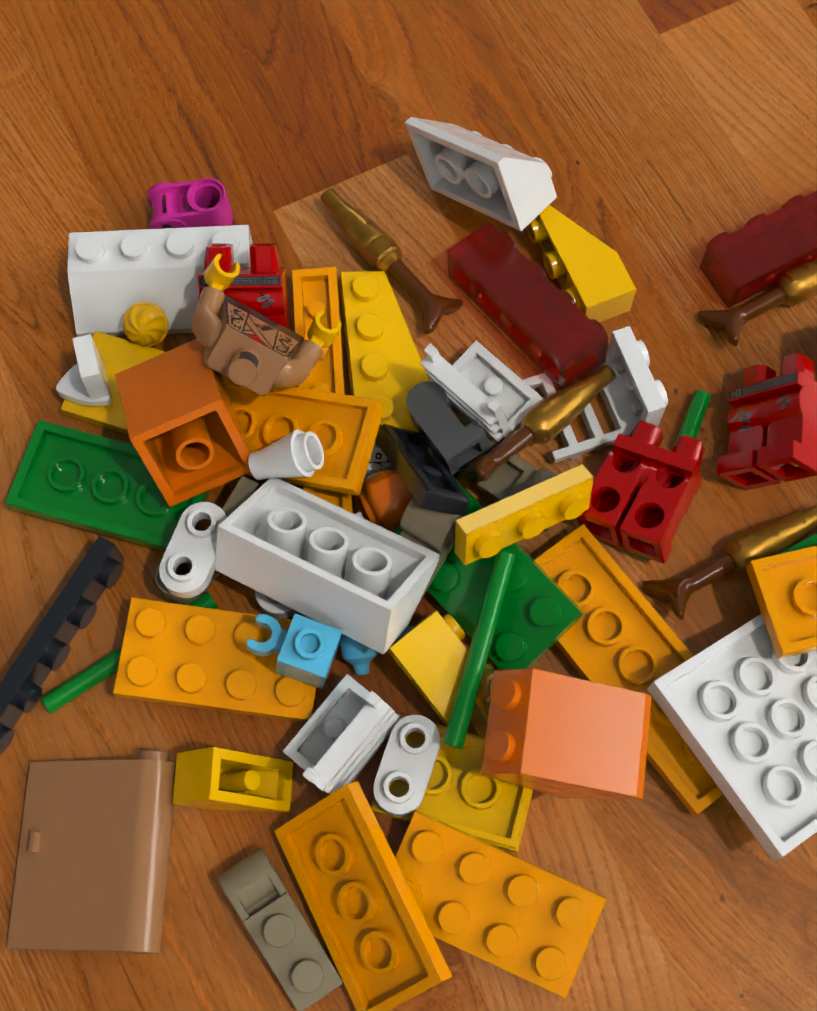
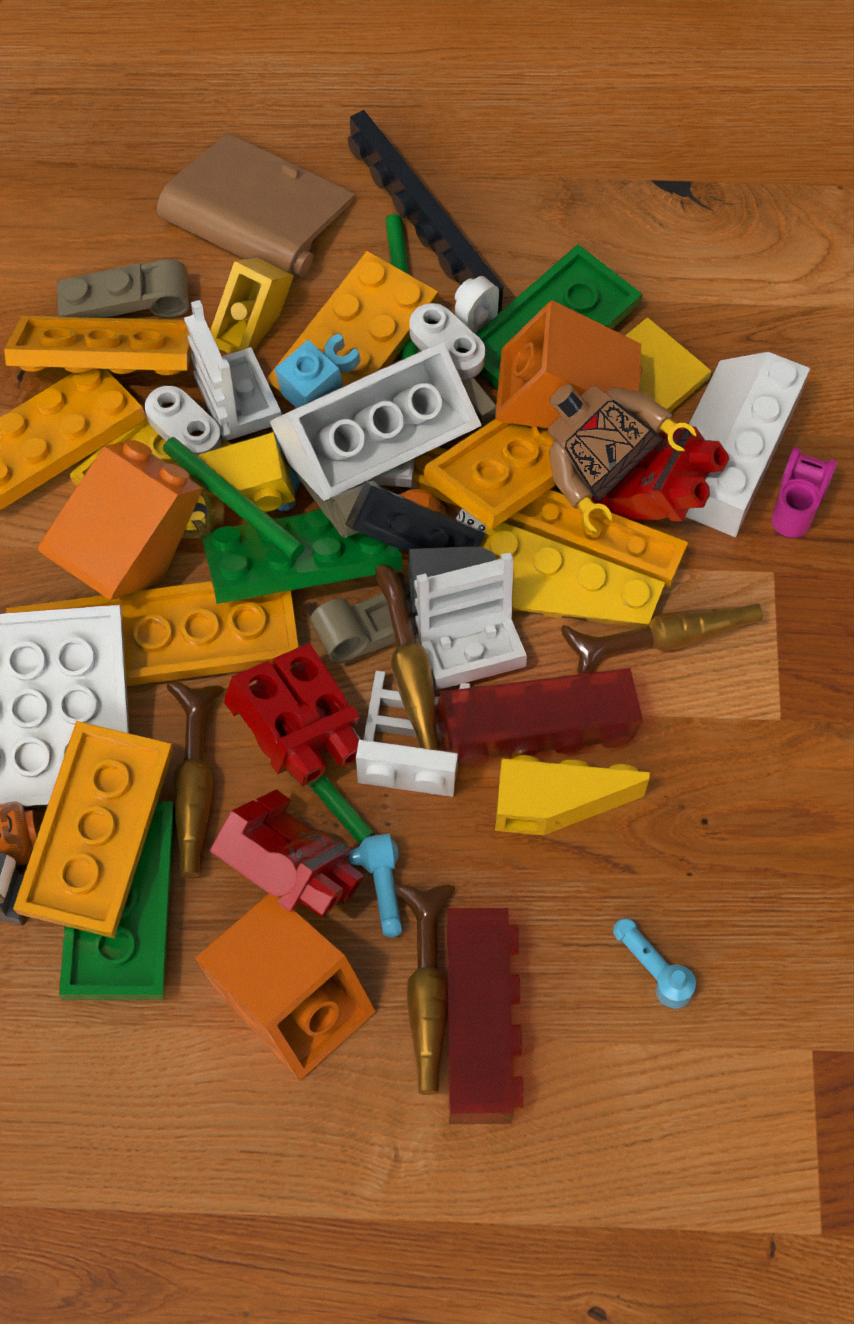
camera: 115 degrees right, 5 degrees down
(87, 380) = (662, 337): white tile -> none
(140, 545) = (476, 302): none -> white plate
(145, 323) = (693, 404): yellow plate -> none
(288, 457) = (481, 431): white cone -> none
(482, 172) = (701, 731): white slope -> none
(523, 515) = (318, 576): yellow plate -> none
(674, 134) = (674, 982): none -> medium azure piece
(715, 373) = (378, 856): none -> medium azure piece

